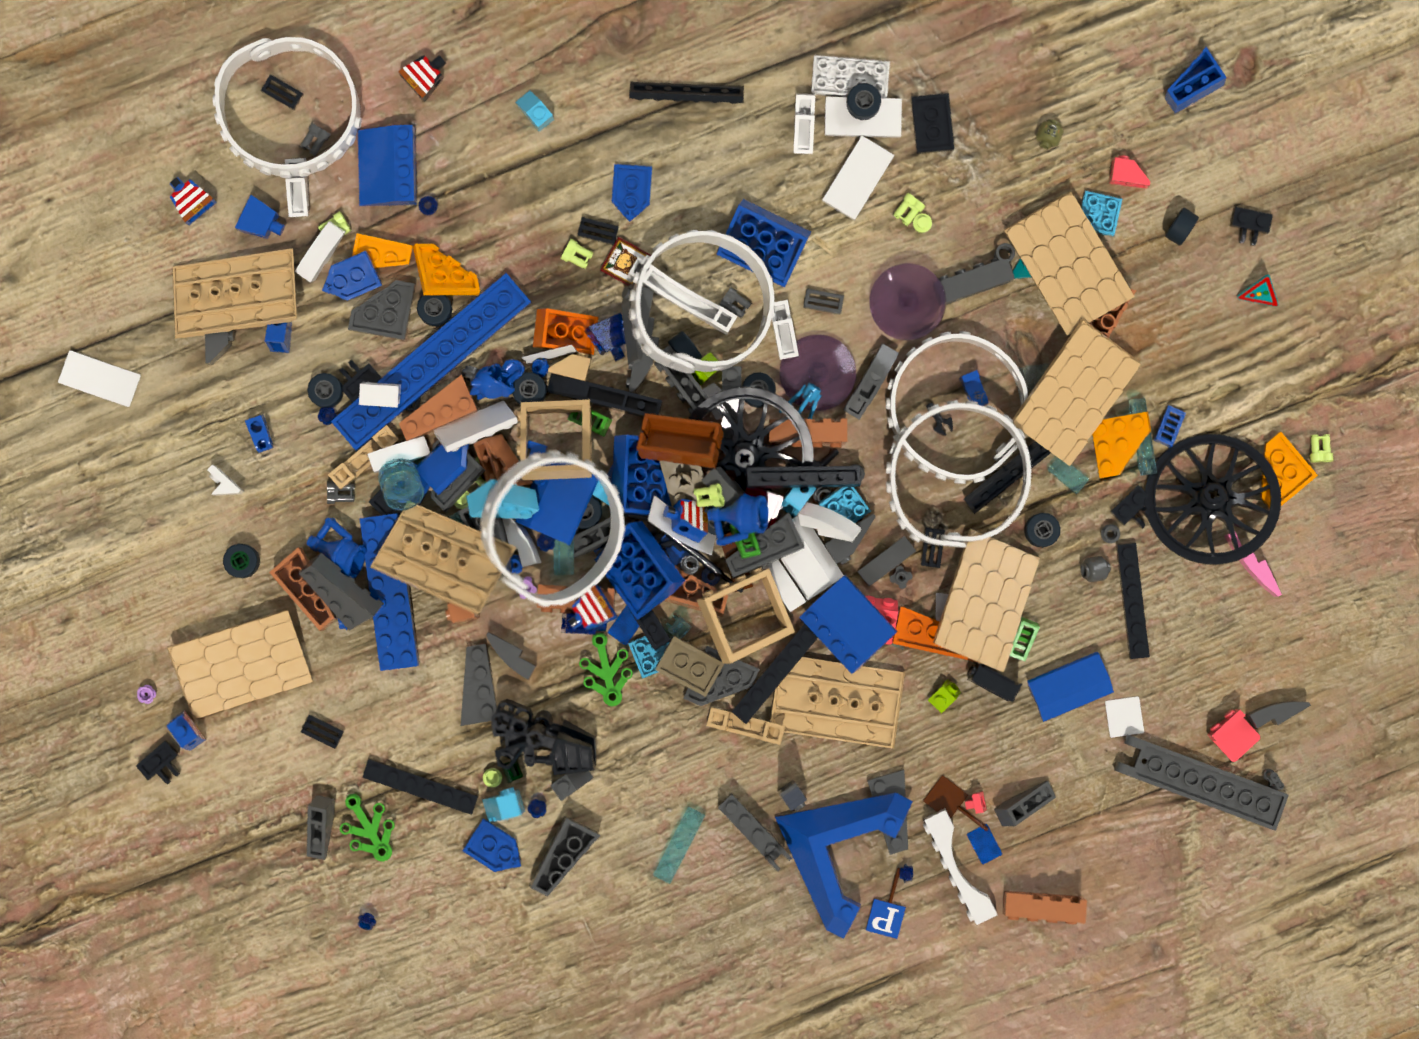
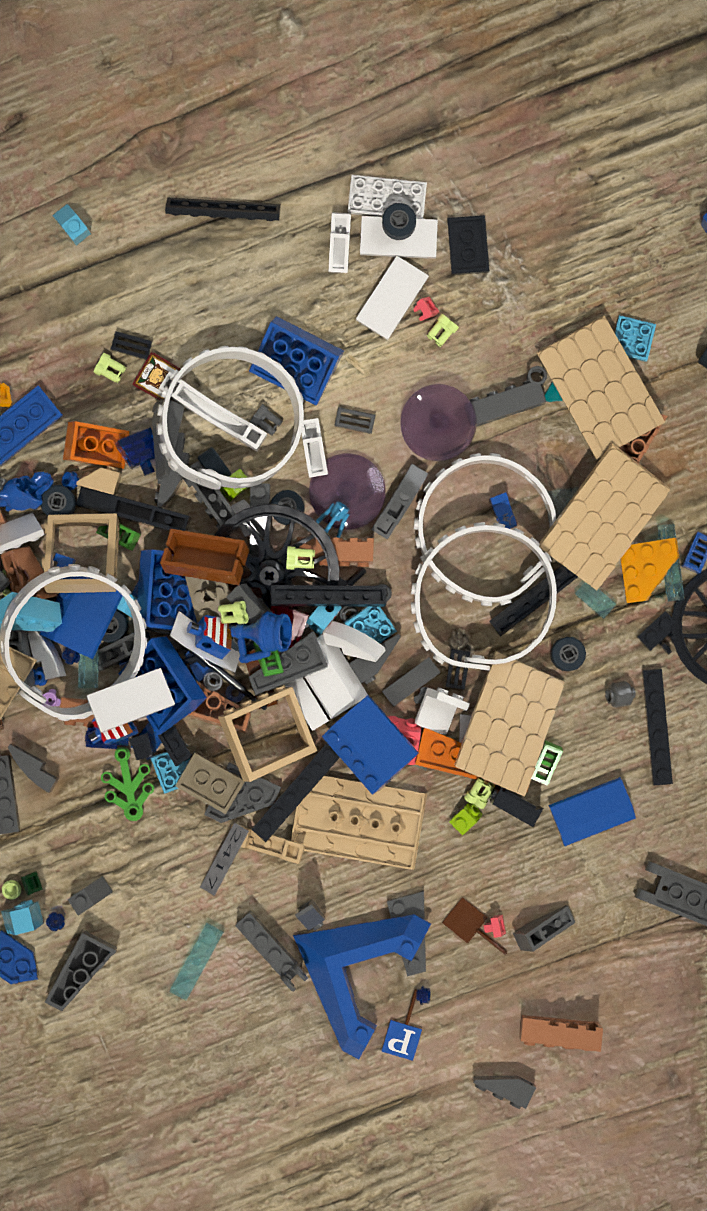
camera: 10 degrees right, 0 degrees up
(549, 354) = (79, 467): white sticker -> none
(571, 746) = (88, 865): black piece -> none
(611, 584) = (130, 700): none -> white tile
(619, 632) = (142, 746): none -> black panel
(631, 189) = (166, 304): blue tile -> none
(679, 627) = (201, 744): clear light blue tile -> none
(704, 742) = (224, 859): none -> flat silver sticker
(767, 440) = (292, 558): none -> yellowish green piece
(893, 186) = (427, 307): none -> coral tile
(915, 587) = (438, 710): none -> white bracket
(922, 223) = (455, 344): yellowish green plate -> none
(939, 419) = (467, 540): black bar -> none
(954, 675) = (475, 797): none -> yellowish green piece
(978, 902) = (494, 1026): white arch -> none
(984, 844) = (502, 968): clear blue sticker -> none
(993, 962) = (512, 1088): none -> dark grey slope
(1049, 134) = (584, 258): olive head -> none
(1116, 533) = (642, 659): dark grey plate -> none
(1124, 717) = (646, 843): white sticker -> none
(1127, 173) = (662, 299): coral slope -> none

